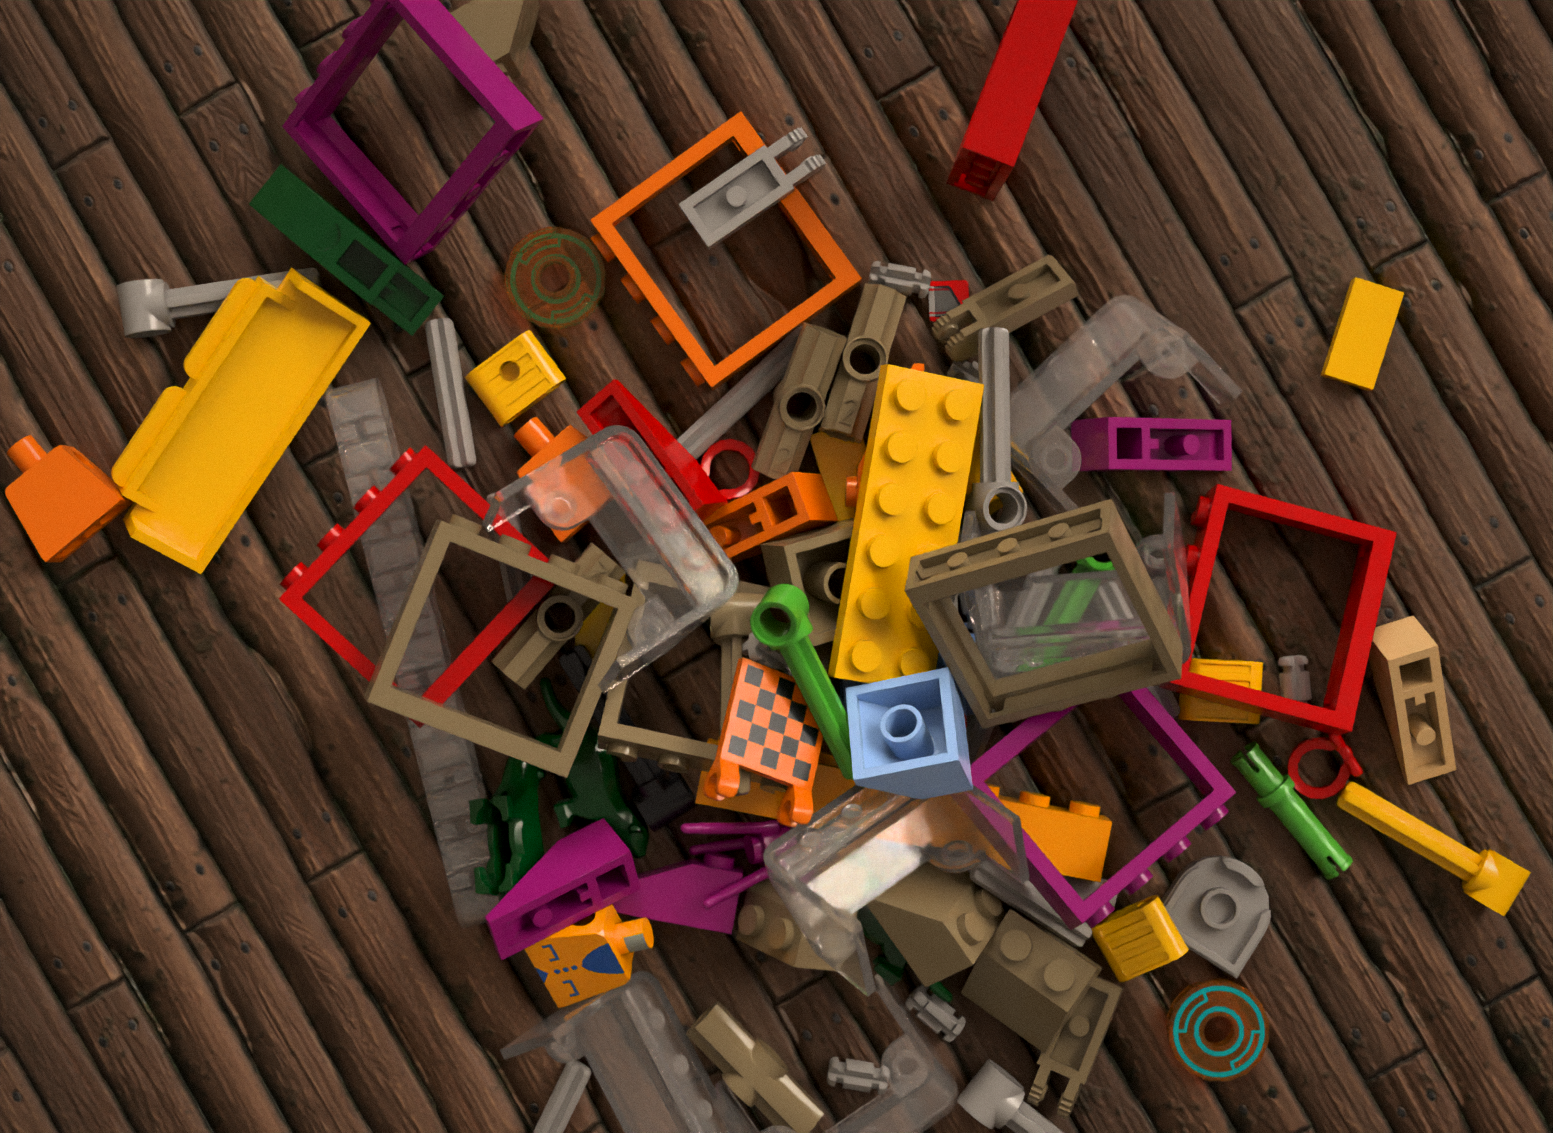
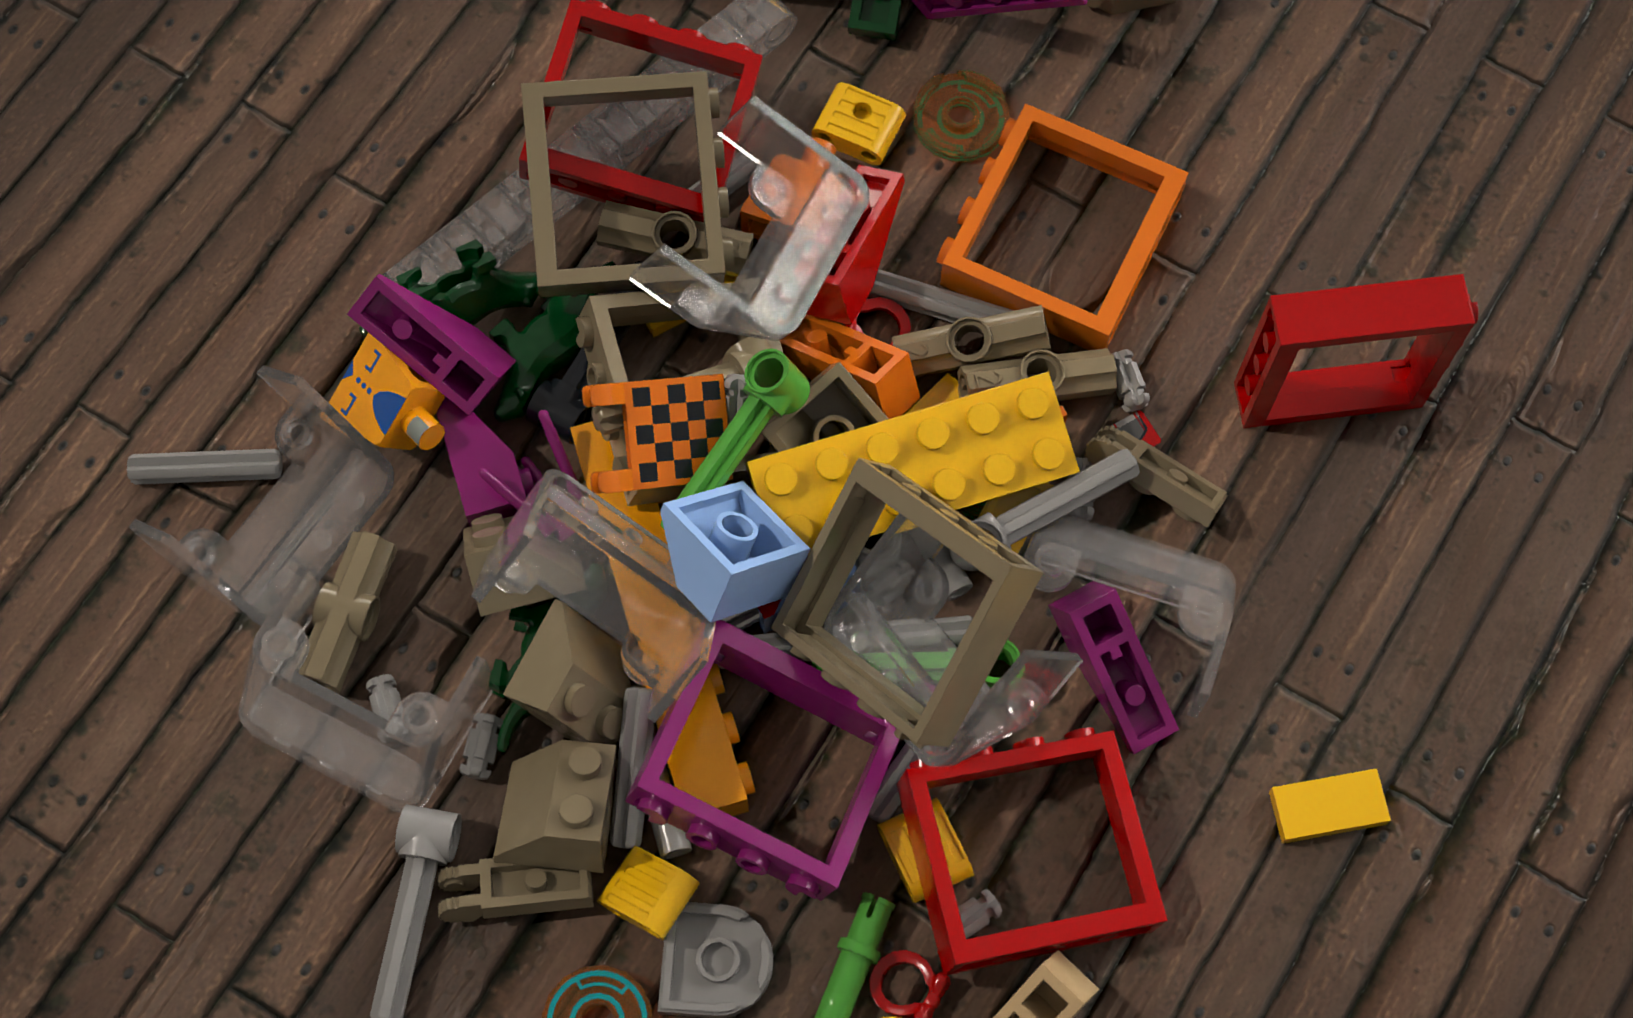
camera: 65 degrees right, 20 degrees down
(450, 393) = (824, 77): light grey axle -> none
(747, 190) = (1129, 203): light grey hinge -> none

